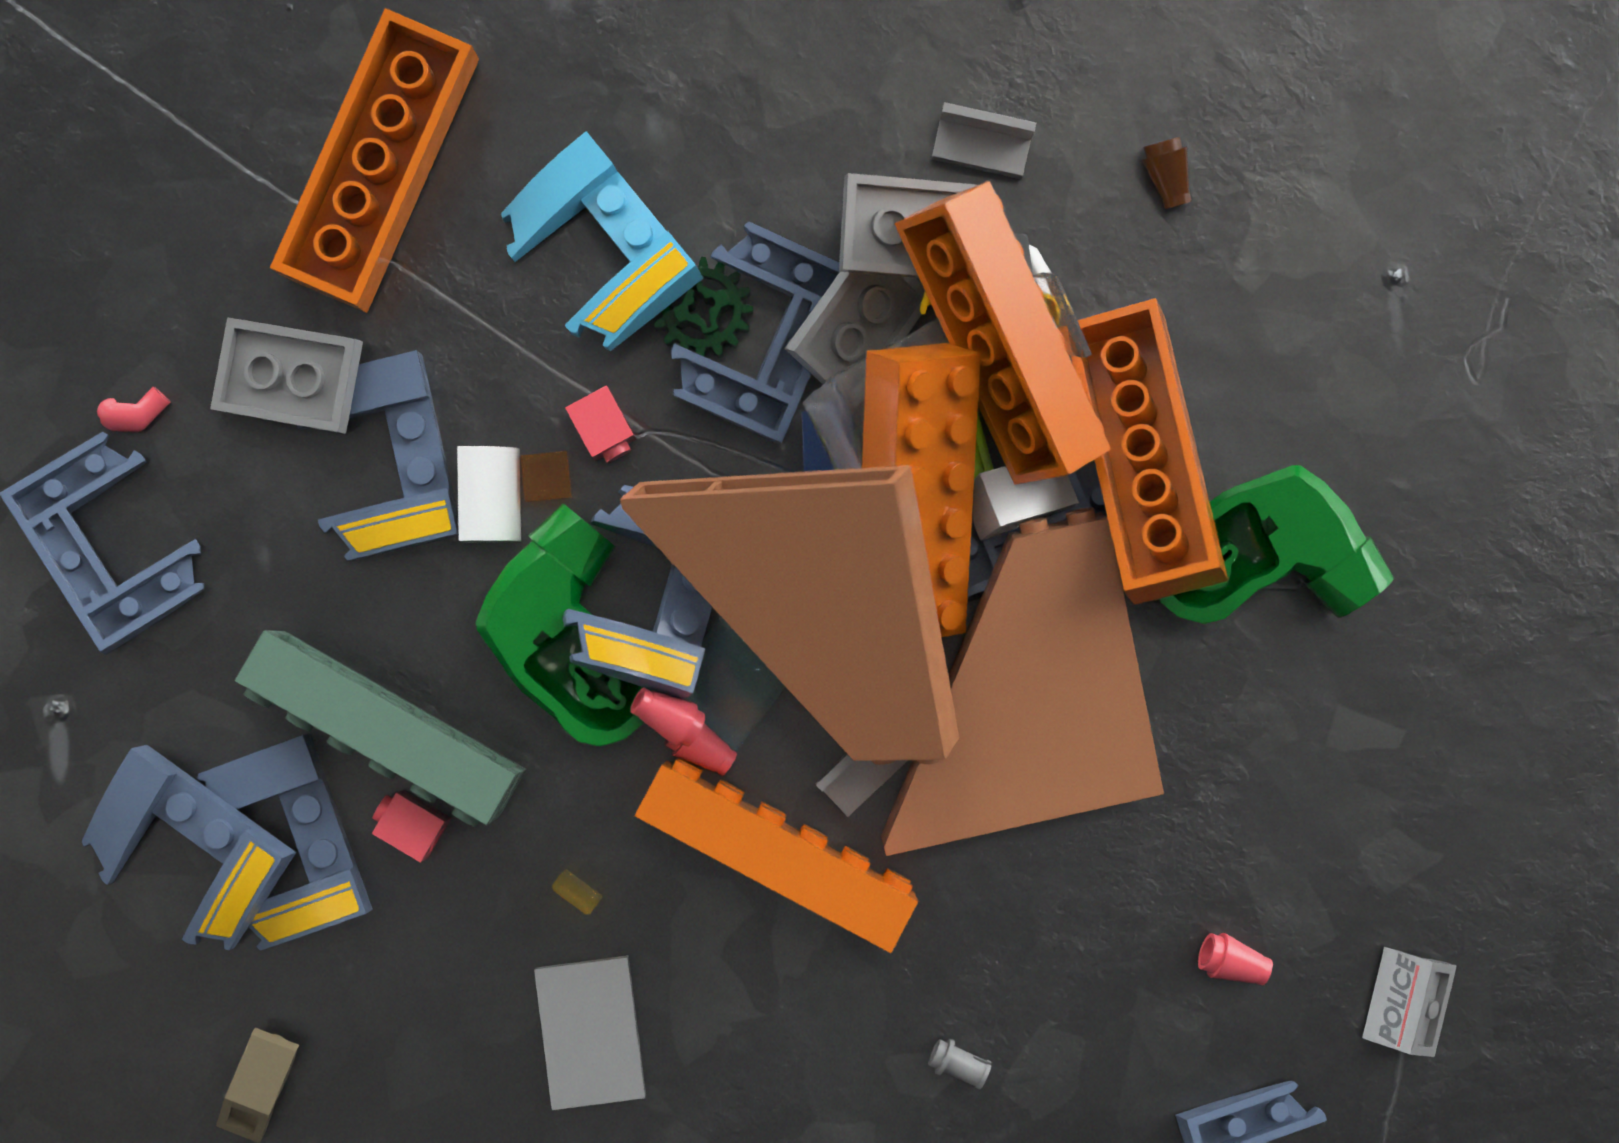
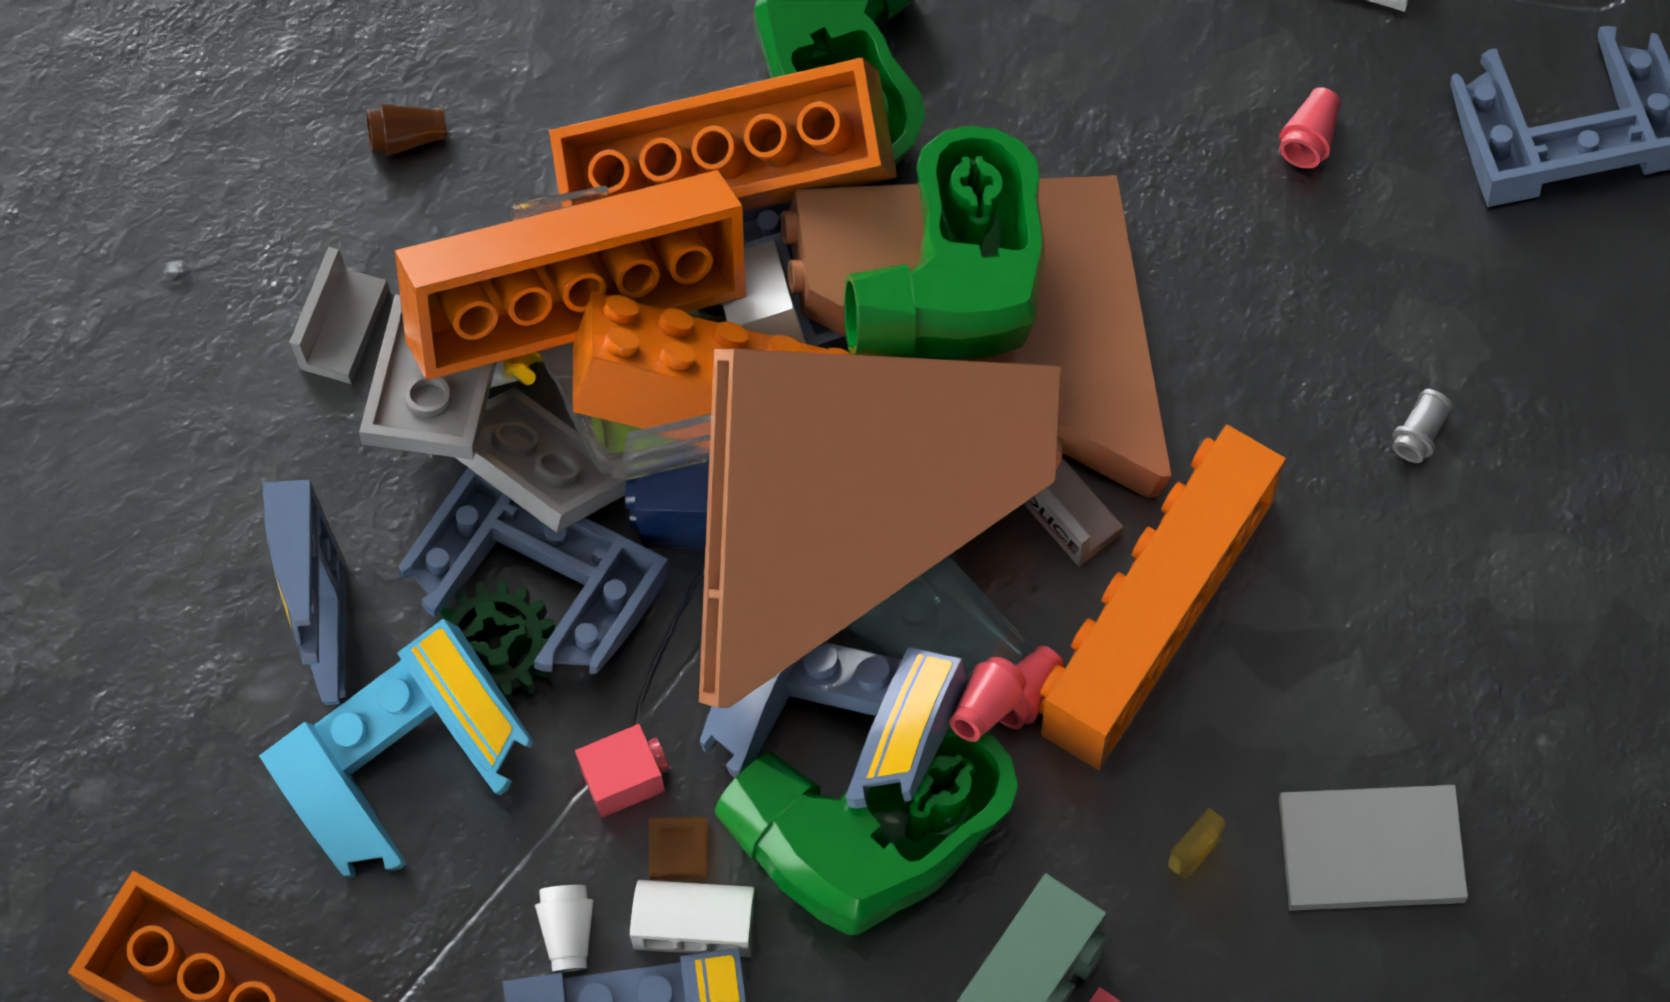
camera: 80 degrees left, 20 degrees down
(472, 394) = (565, 925): none -> white cone
(705, 151) = (310, 581): none -> sand blue wedge
(1047, 679) = (976, 259): none -> green piece

